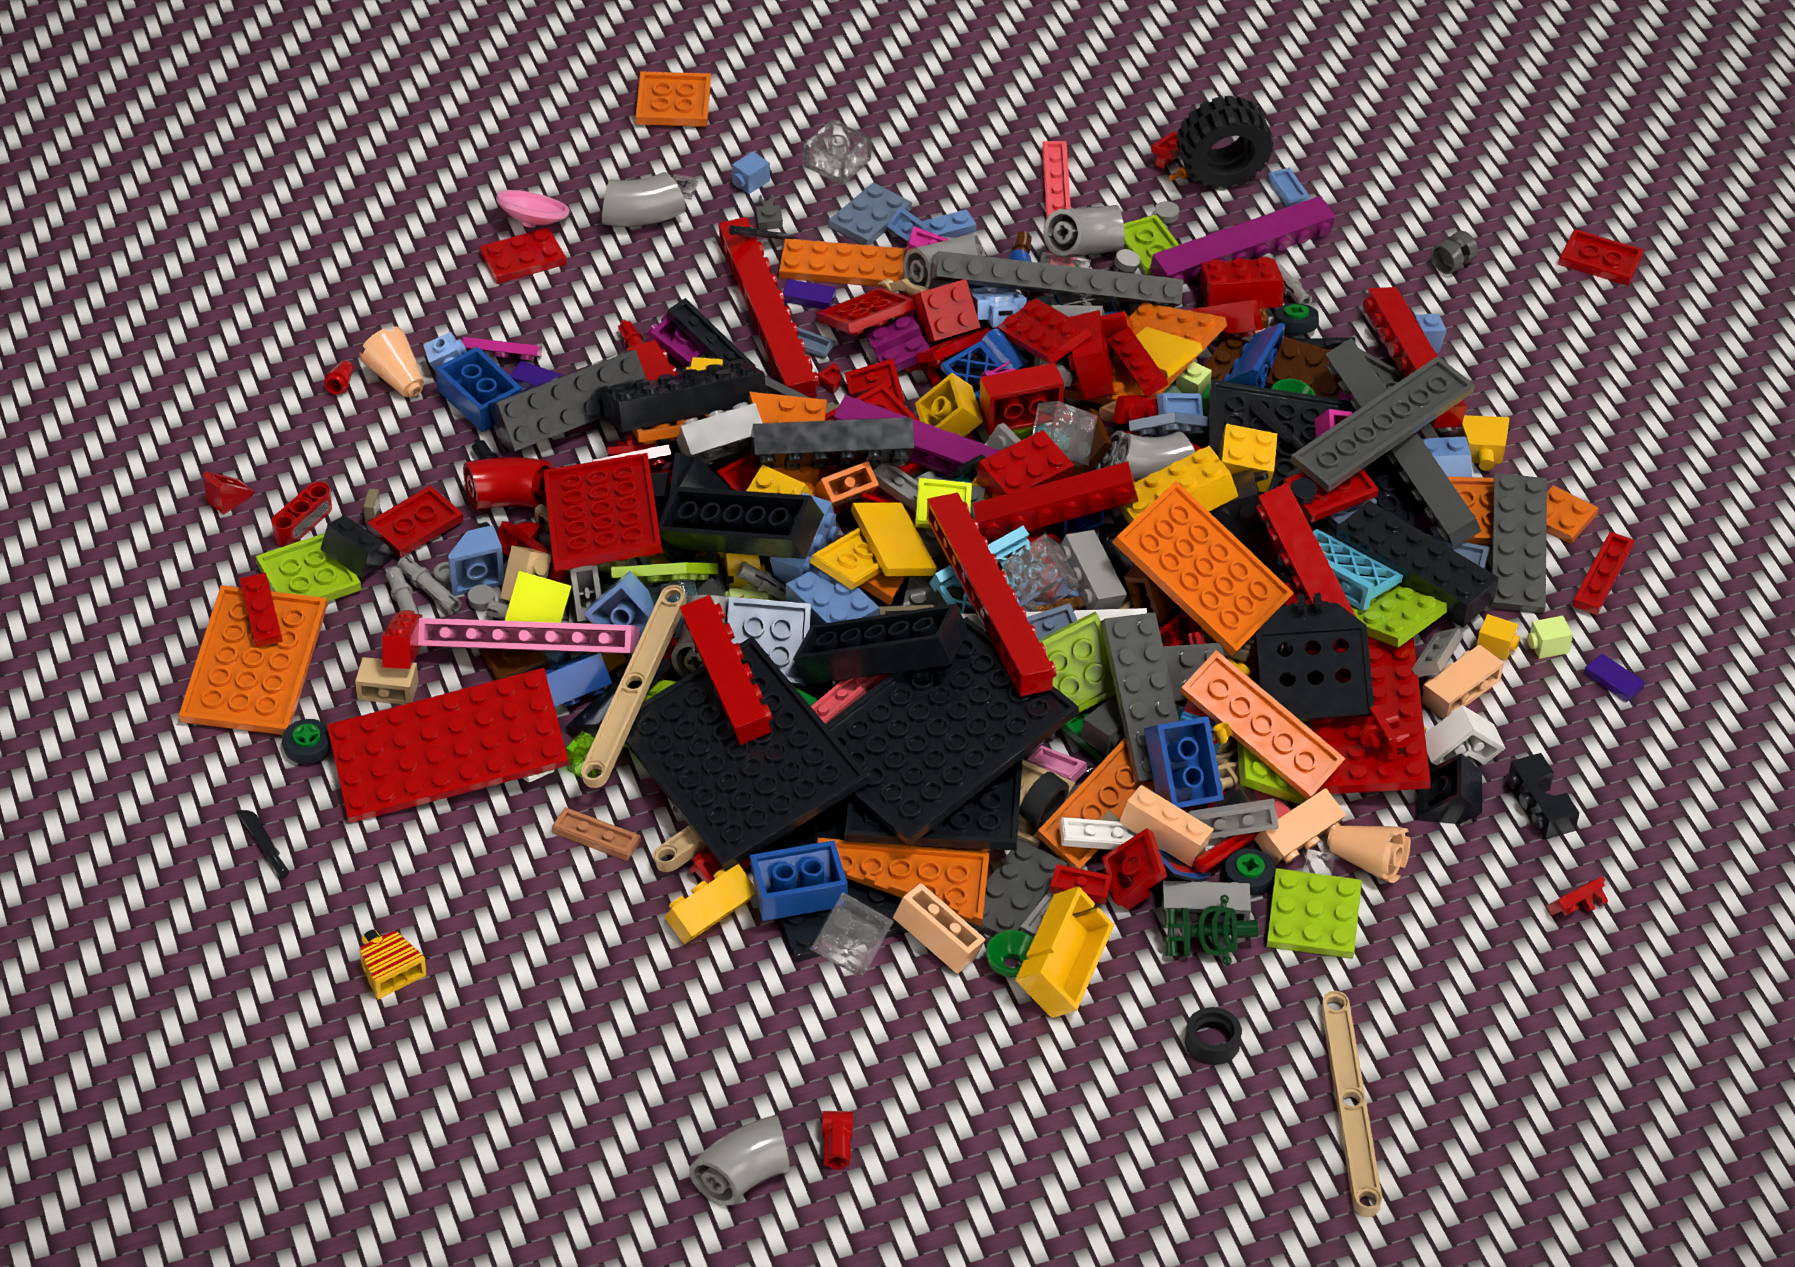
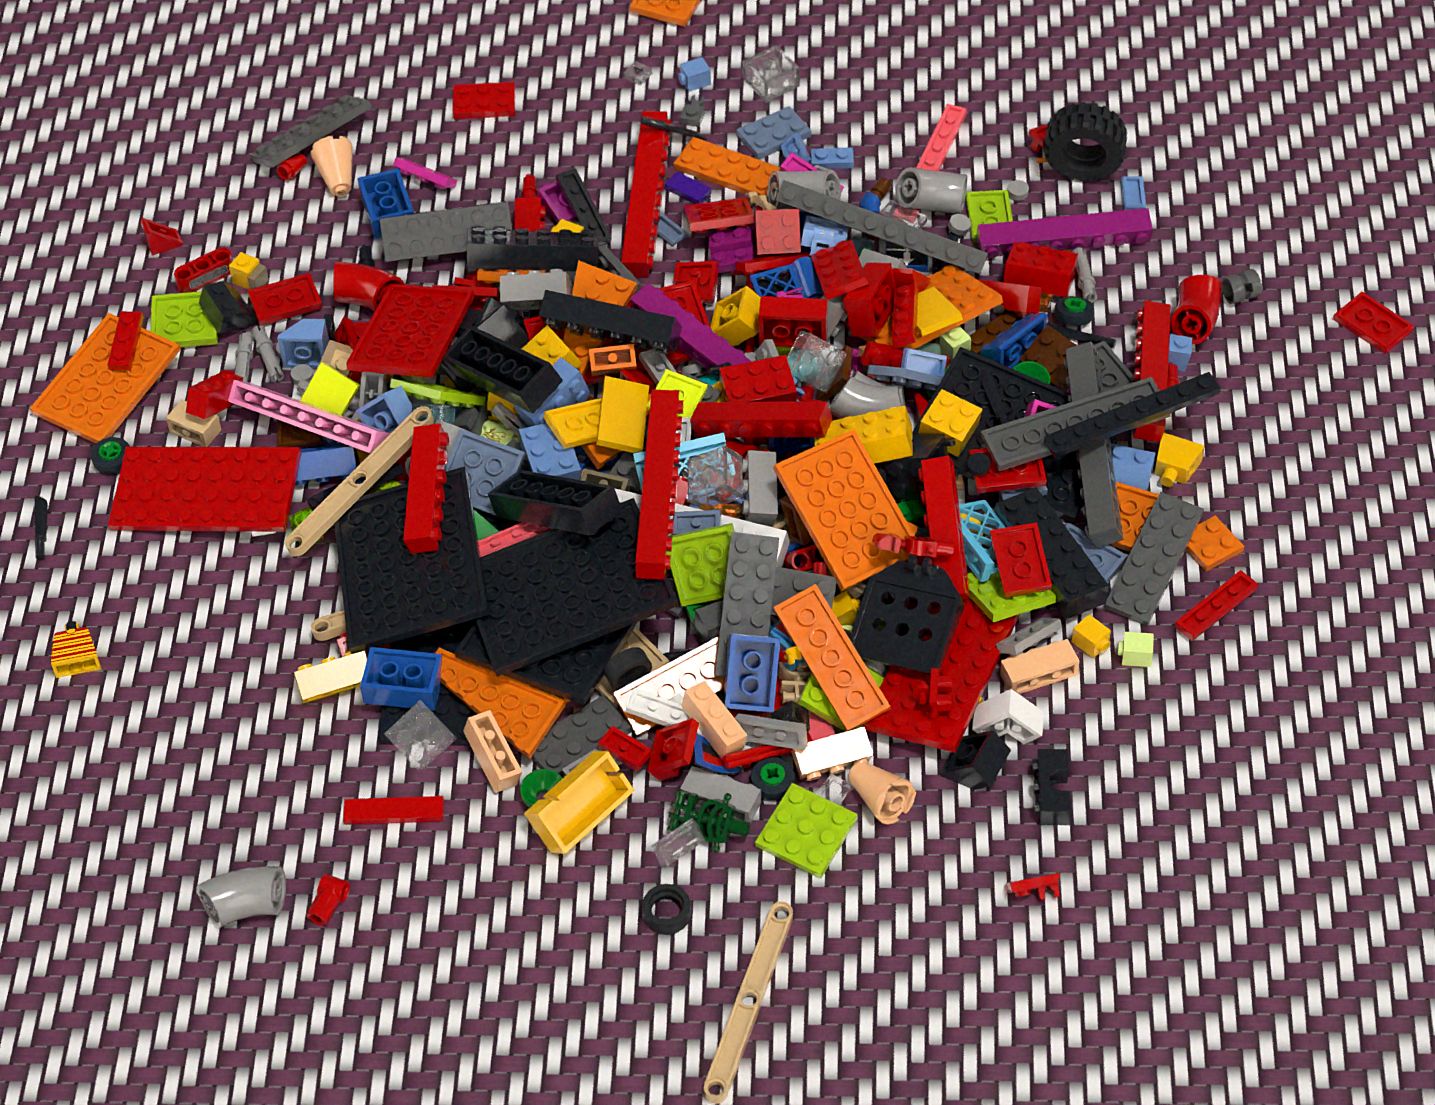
camera: 25 degrees right, 5 degrees up
(342, 333) = (310, 131): none -> dark grey plate
(351, 500) = (241, 268): none -> yellow brick
(443, 349) = (376, 163): light blue brick -> none
(529, 375) = (435, 200): dark purple tile -> none
(532, 207) = (507, 61): bright pink dish -> none
(596, 834) = (284, 593): nougat tile -> none
(642, 201) = (590, 78): light grey brick -> none
(830, 378) = (667, 264): red tile -> none
(855, 1024) = (393, 810): none -> red tile
(1058, 763) = (666, 641): bright pink tile -> none
(1189, 964) = (678, 843): none -> clear tile
(1289, 586) = (913, 545): none -> red torso
(1399, 574) = (1020, 559): none -> red plate
(1425, 282) = (1197, 307): none -> red brick
(1439, 399) = (1131, 415): none -> black plate
(1614, 677) = (1175, 700): dark purple tile -> none

